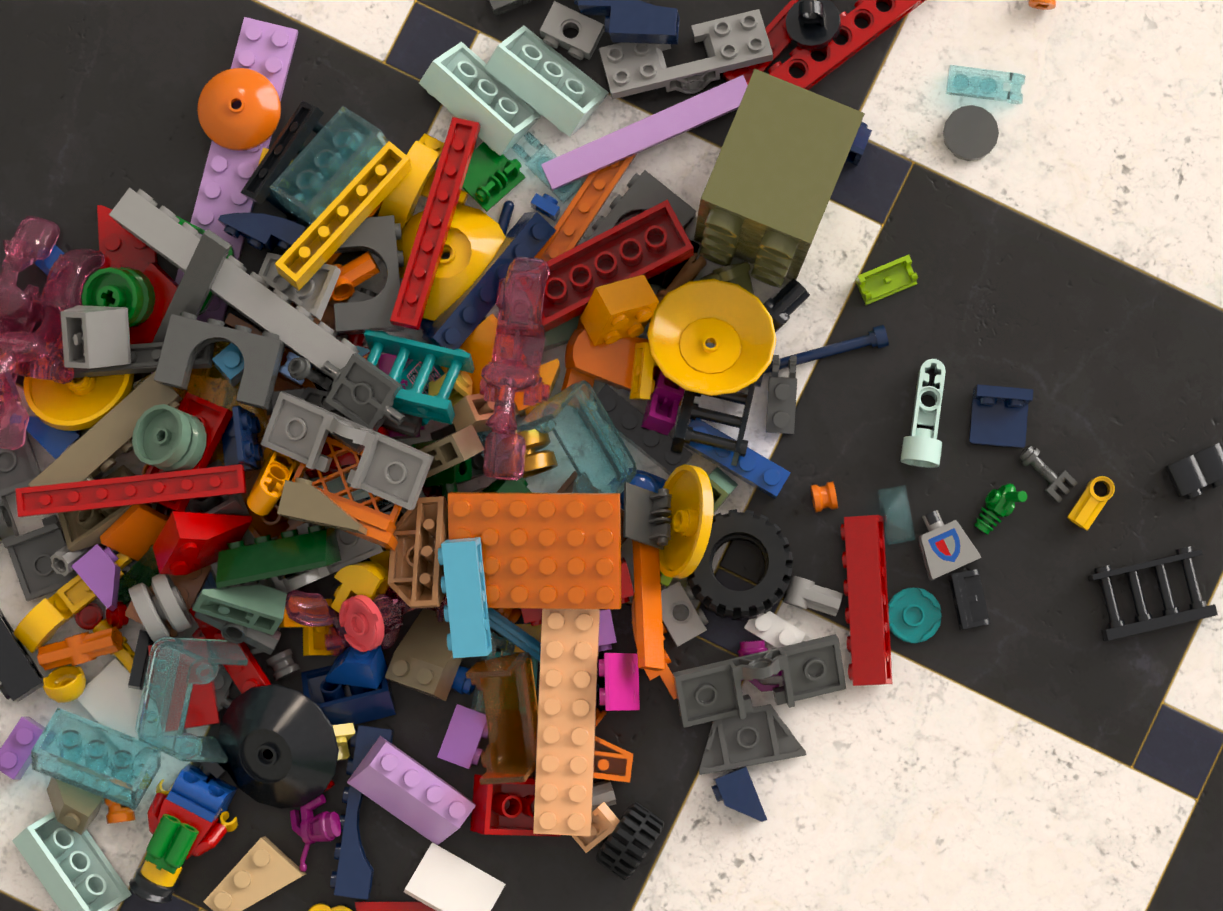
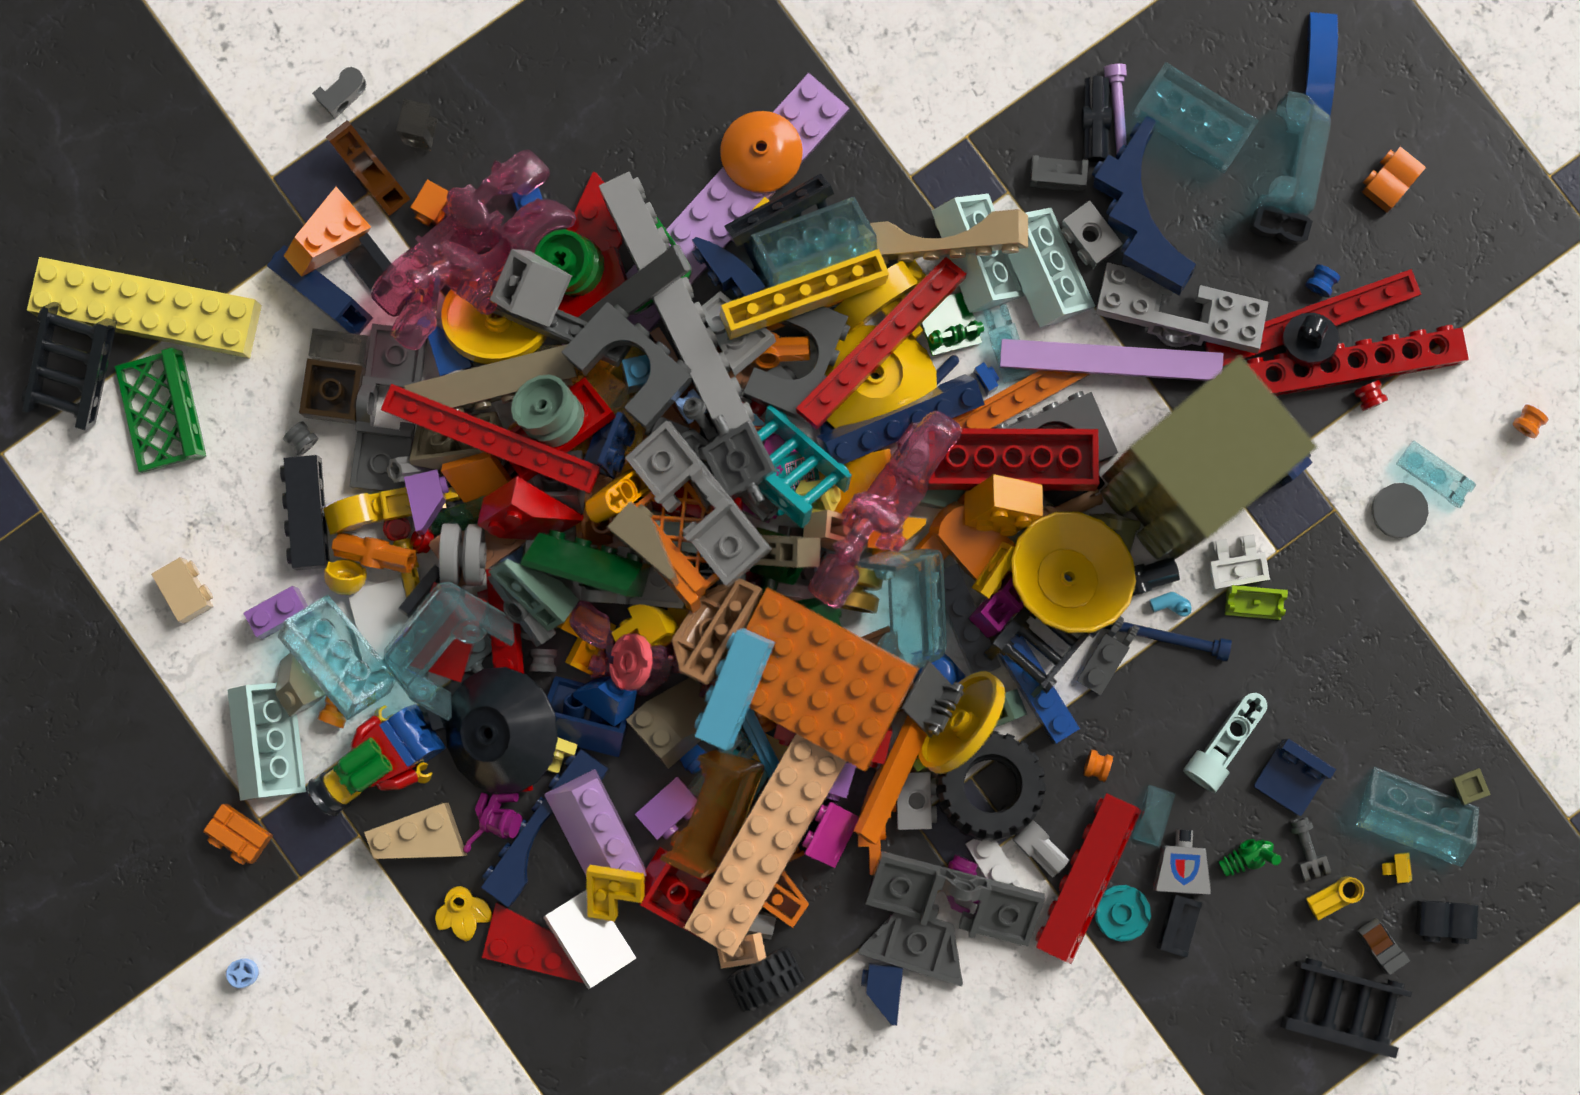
camera: 30 degrees right, 0 degrees up
(447, 831) = (607, 886): none -> yellow plate
(487, 70) = (998, 231): none -> tan arch
(814, 317) = (1172, 601): none -> medium azure arm
(858, 258) = (1241, 569): none -> white plate
(892, 44) = (1371, 395): none -> red wheel
(1127, 393) = (1418, 817): none -> clear light blue slope
(1135, 446) = (1400, 867): none -> yellow tile
(1155, 524) = (1382, 947): none -> dark grey leg
(1158, 342) = (1470, 786): none -> olive tile

